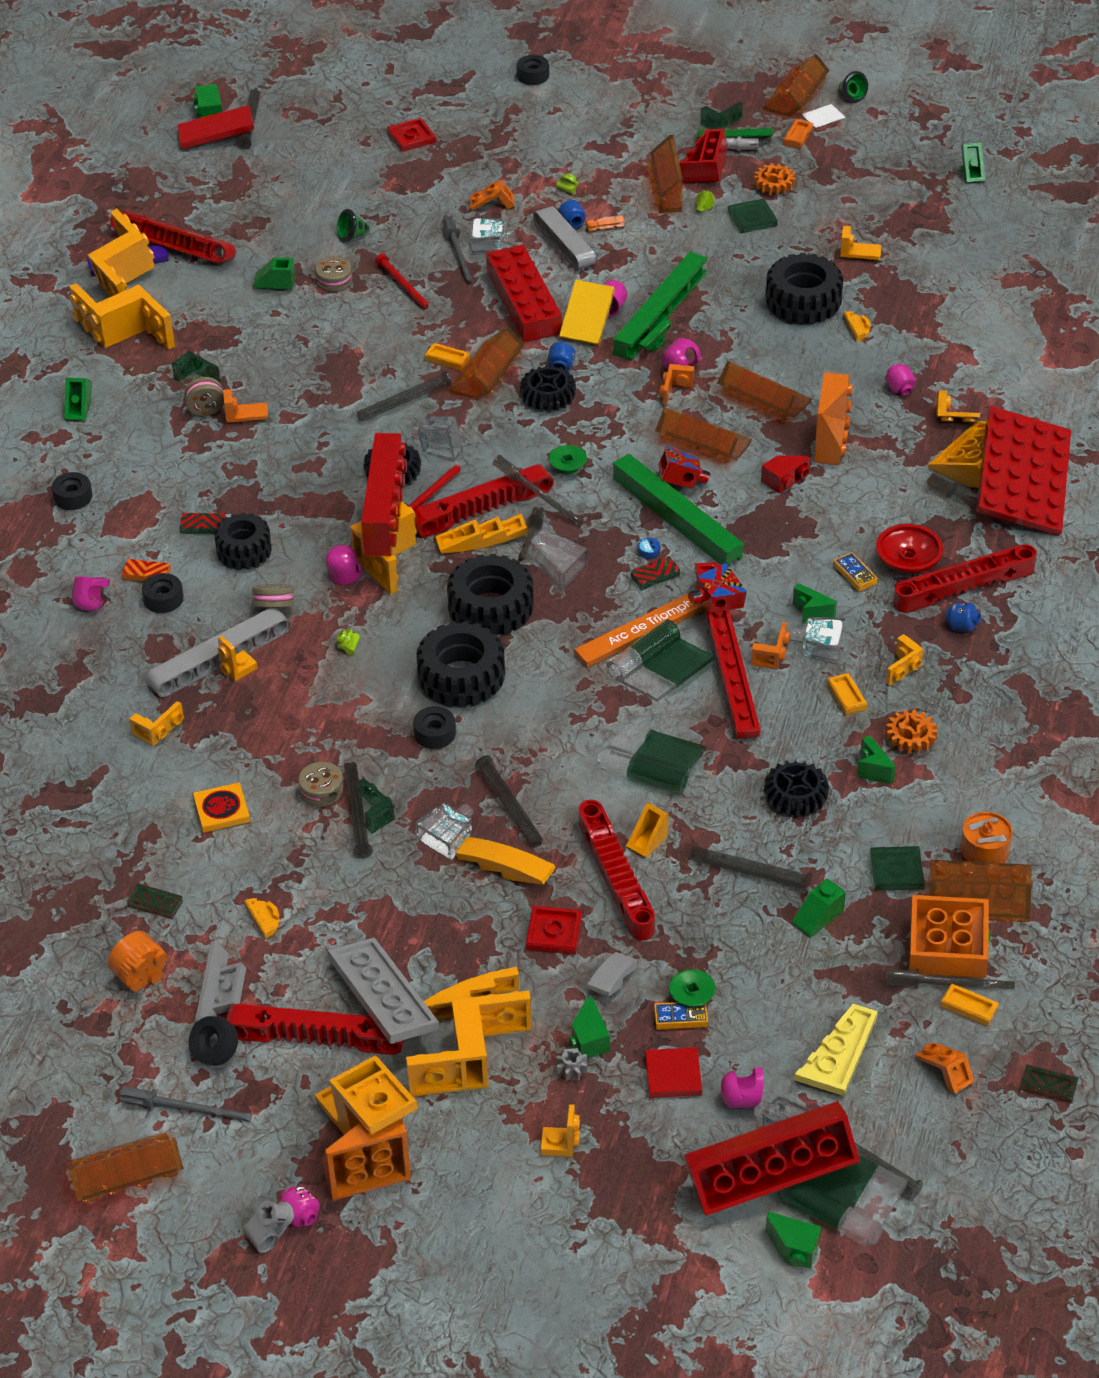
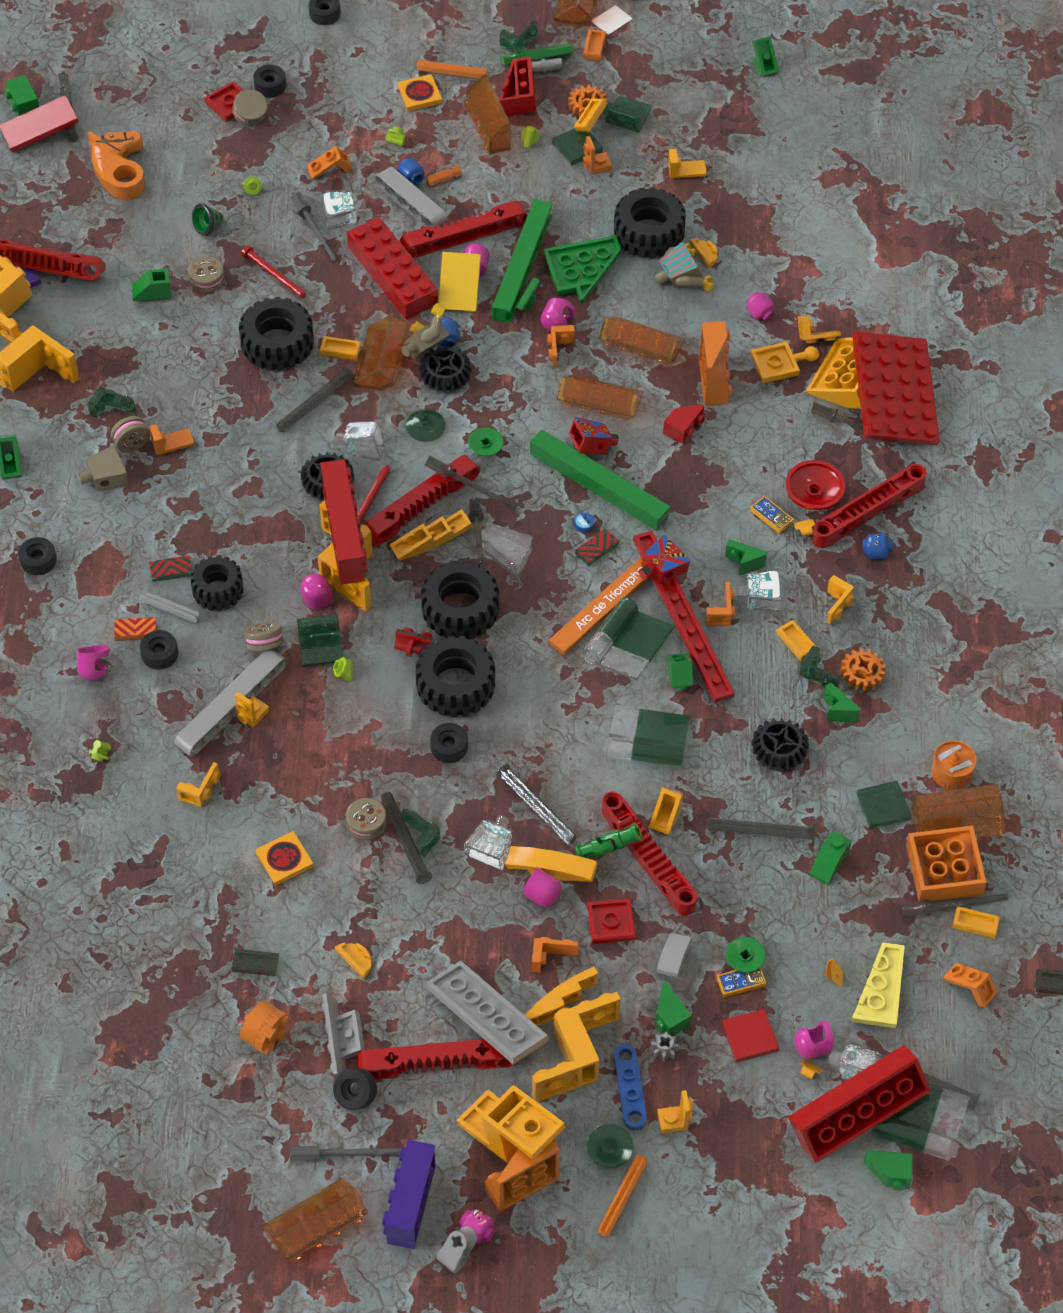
camera: 15 degrees left, 10 degrees up
(67, 673) = (100, 750): none -> lime plate
(167, 426) = (104, 470): none -> dark tan torso
(190, 557) = (172, 607): none -> light grey axle
(234, 1157) = (410, 1194): none -> dark purple brick
(276, 169) = (111, 165): none -> orange animal
(331, 608) = (319, 640): none -> clear green bracket
(383, 331) = (278, 352): none -> black tyre
(408, 205) = (252, 185): none -> lime plate
(423, 623) = (411, 642): none -> red hips
(428, 139) = (250, 107): none -> dark tan head
(456, 121) = (270, 72): none -> black tyre
(473, 940) = (545, 946): none -> orange bracket
(474, 1145) = (610, 1136): none -> clear green dish
(475, 1209) = (622, 1196): none -> orange axle
(485, 881) = (542, 888): none -> dark pink helmet
(511, 437) = (425, 425): none -> clear green dish
(520, 1099) = (630, 1087): none -> blue plate
(535, 352) = (426, 337): none -> dark tan torso
(571, 848) = (606, 843): none -> green piece
(604, 151) = (419, 92): none -> tile
(628, 270) = (509, 214): none -> red gear
(639, 134) = (450, 69): none -> orange axle
(707, 700) = (680, 670): none -> green slope
(722, 318) = (581, 265): none -> green wing
(728, 1117) = (810, 1069): none -> light orange piece
(765, 233) = (595, 163): none -> orange bracket
(771, 187) = (590, 115): none -> light orange tile
(790, 1021) = (834, 969): none -> light orange piece
(811, 194) = (627, 113): none -> clear green bracket
(826, 334) = (682, 268): none -> dark tan torso
(853, 721) = (810, 670): none -> clear green bracket
(887, 588) = (805, 527): none -> light orange piece
(907, 432) = (778, 362): none -> light orange plate

